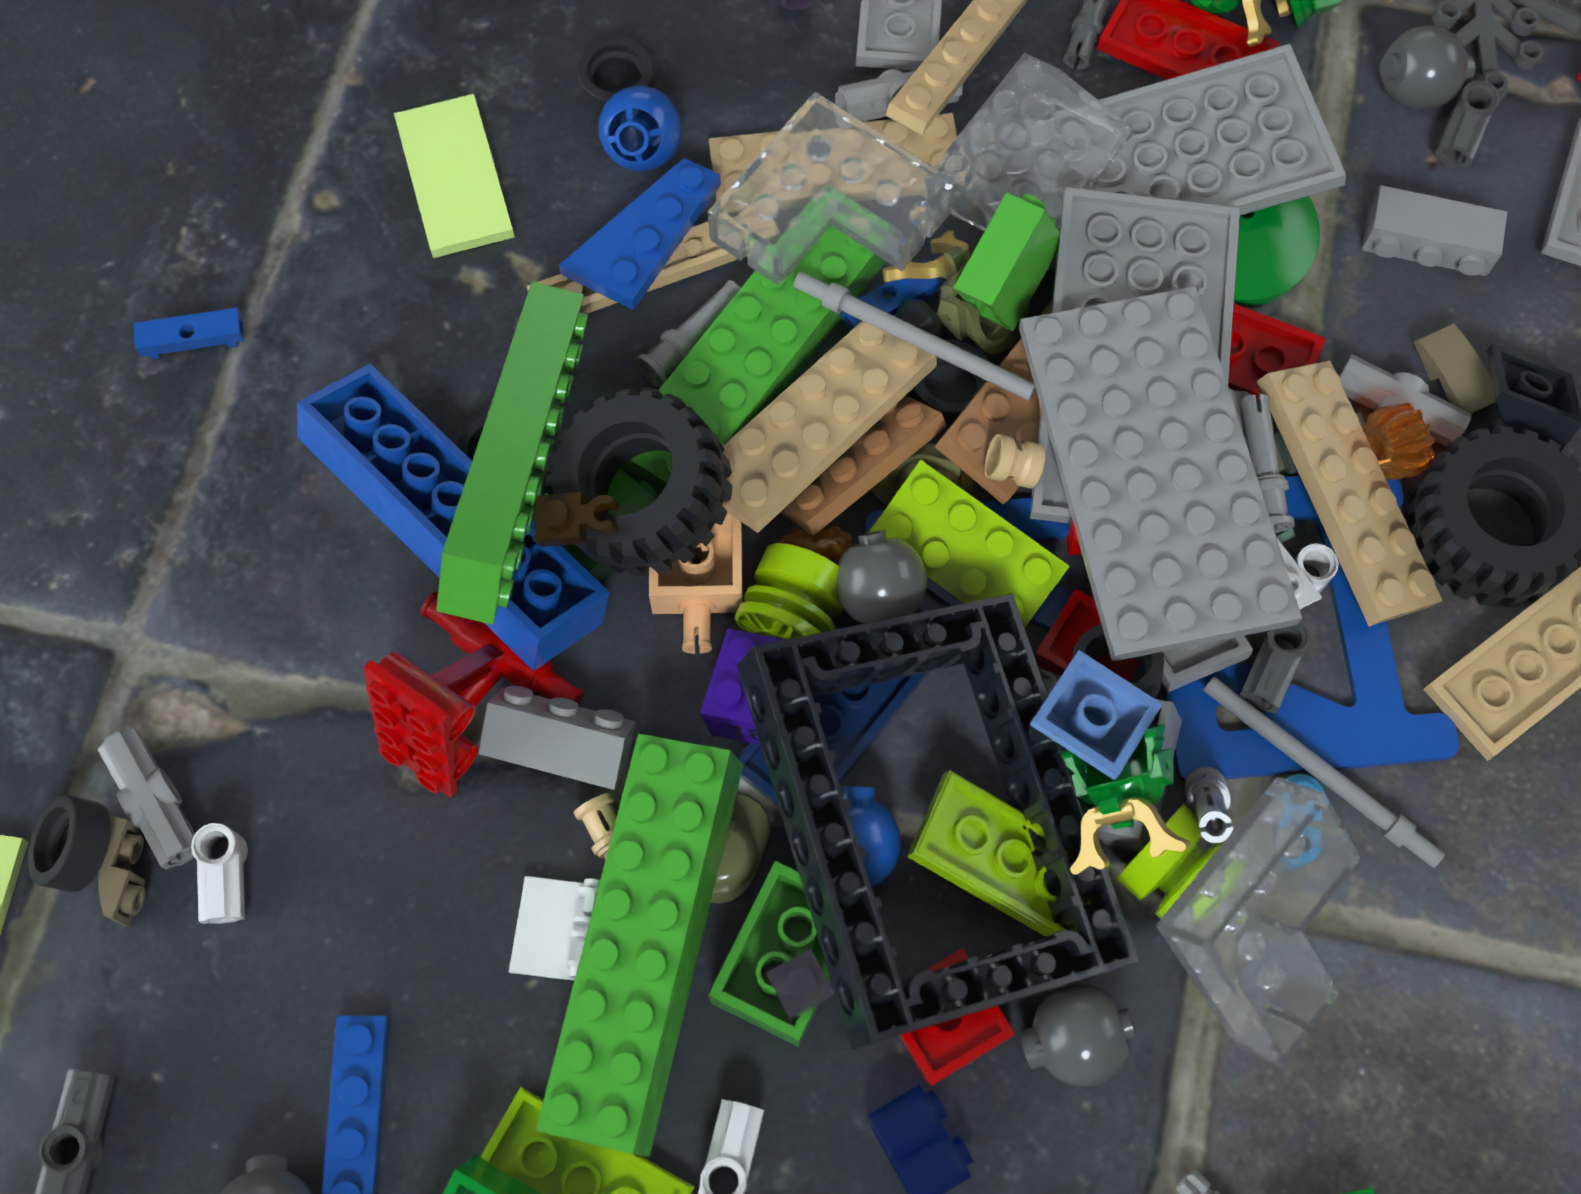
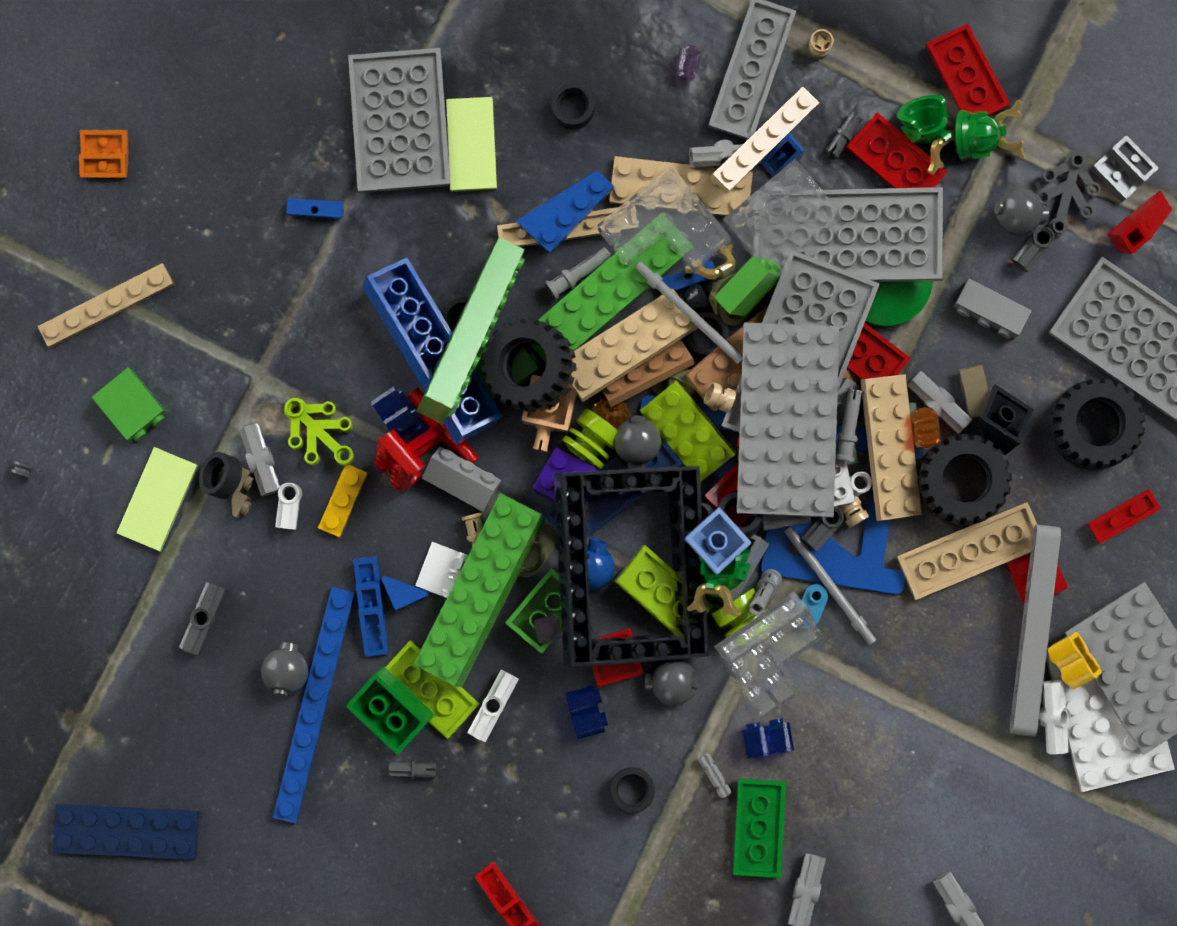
camera: 20 degrees right, 15 degrees up
(256, 713) = (316, 429): none -> lime plant
(317, 164) = (399, 120): none -> light grey plate
(330, 840) = (343, 500): none -> yellow plate
(400, 630) = (395, 412): none -> clear blue brick
(426, 1038) = (371, 606): none -> blue slope
(487, 993) = (402, 594): none -> blue slope
(568, 516) = (489, 380): dark brown plate -> none
(640, 128) = (577, 147): blue brick -> none
(996, 62) = (782, 155): none -> blue slope
(1305, 1107) = (767, 739): none -> clear blue brick
(1330, 632) = (856, 518): none -> tan wheel

